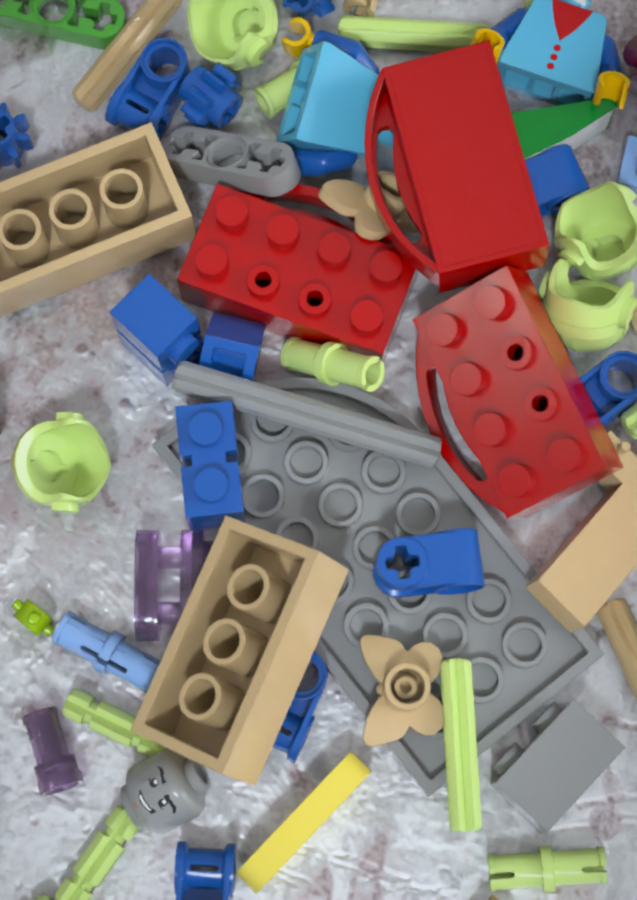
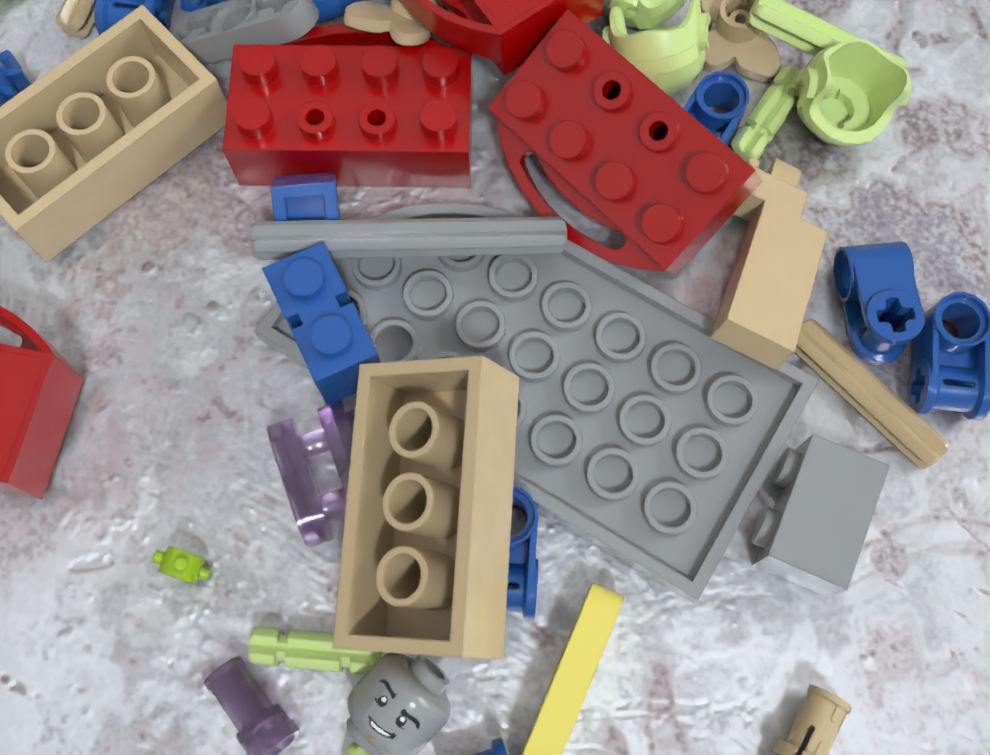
camera: 20 degrees left, 5 degrees down
(61, 463) = (157, 381): yellowish green cap -> none
(106, 651) = (275, 572): light blue pin -> none
(157, 329) = (214, 203): blue piece -> none
(332, 363) = (420, 183): yellowish green pin -> none
(403, 689) = (625, 491): tan animal -> none
(441, 564) = (611, 342): blue piece -> none
(460, 745) = (713, 531): yellowish green axle -> none
(547, 869) = (856, 632): yellowish green pin -> none

